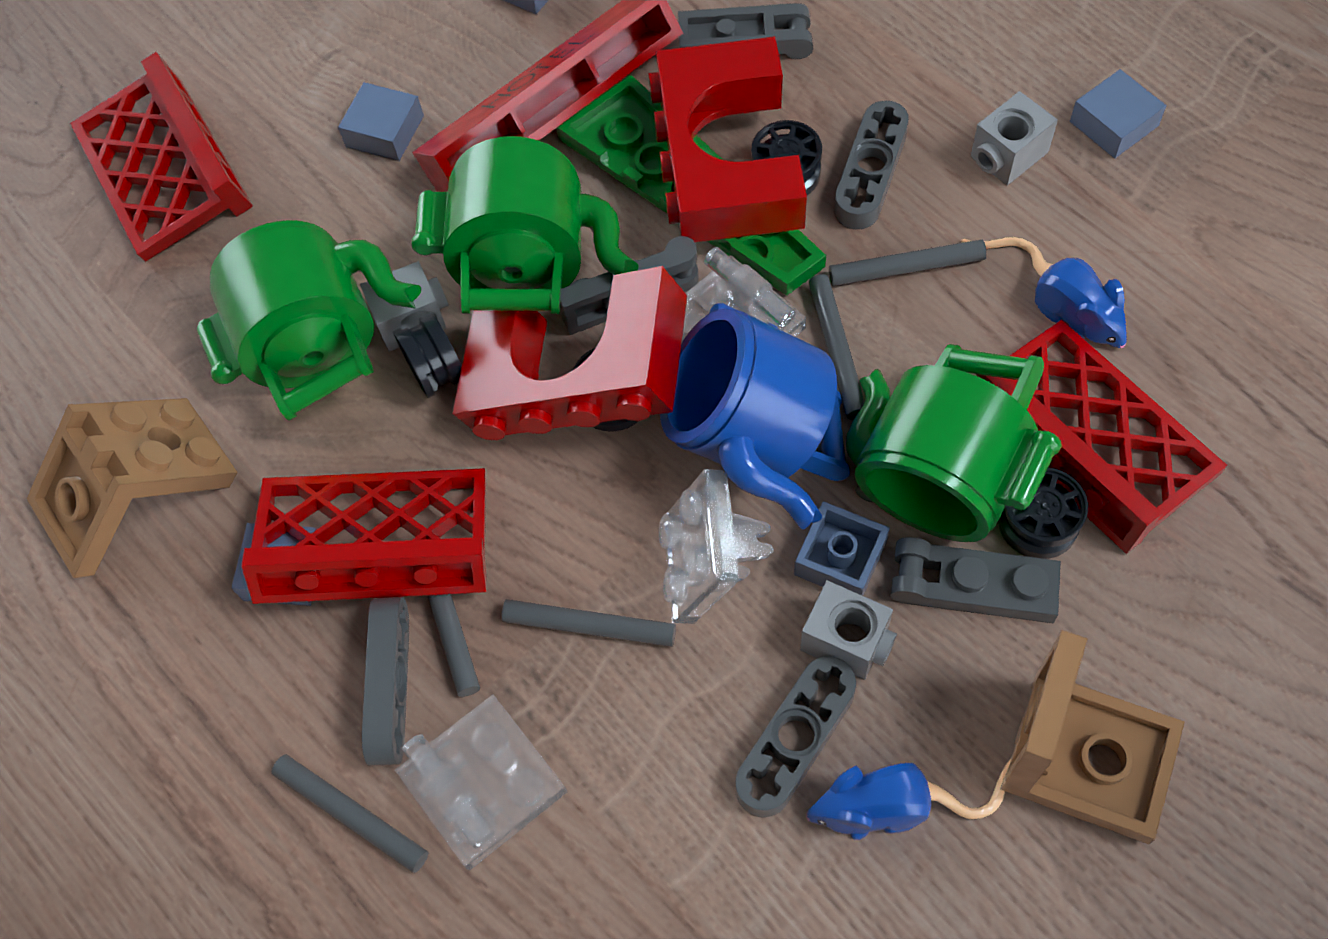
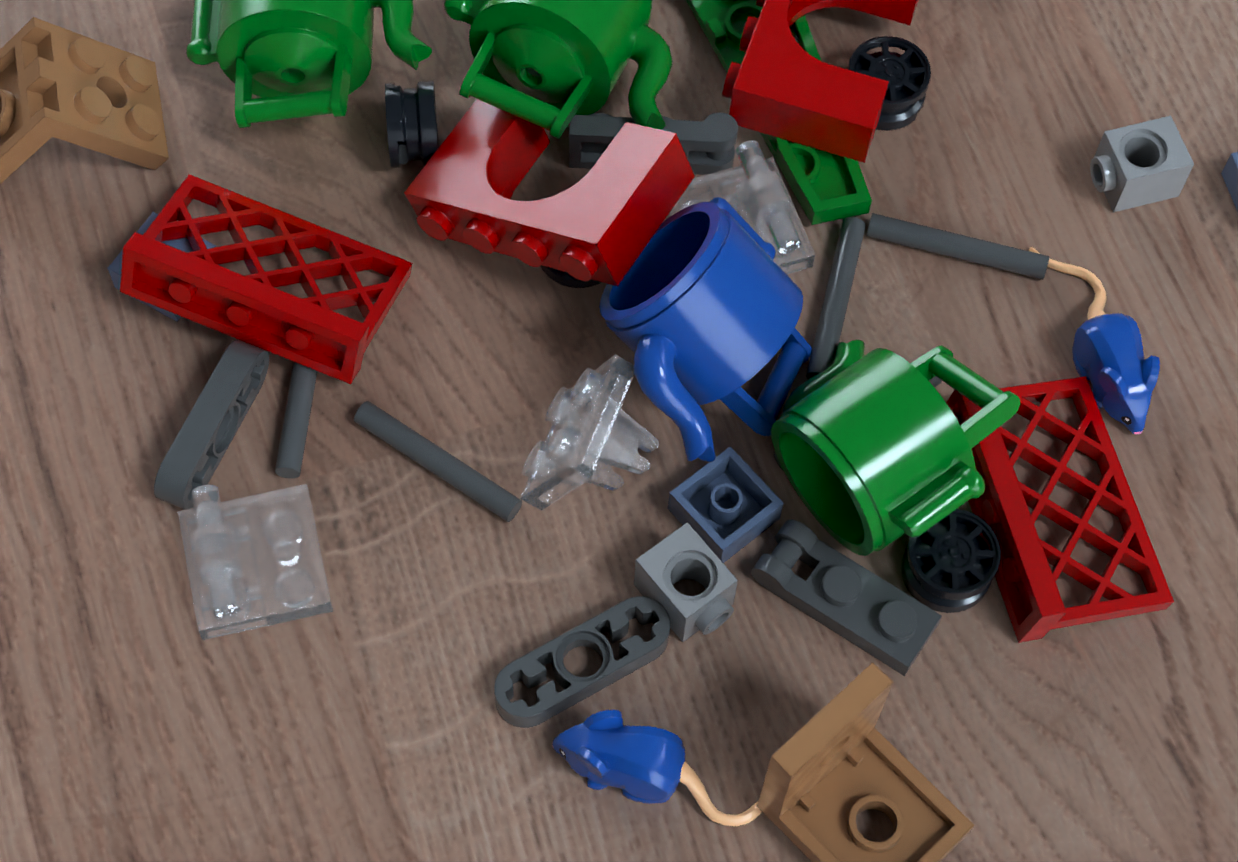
camera: 15 degrees right, 0 degrees up
(350, 813) = (117, 535): dark grey bar -> none
(394, 317) = (441, 66): light grey brick -> none
(875, 182) = (969, 148): dark grey beam -> none

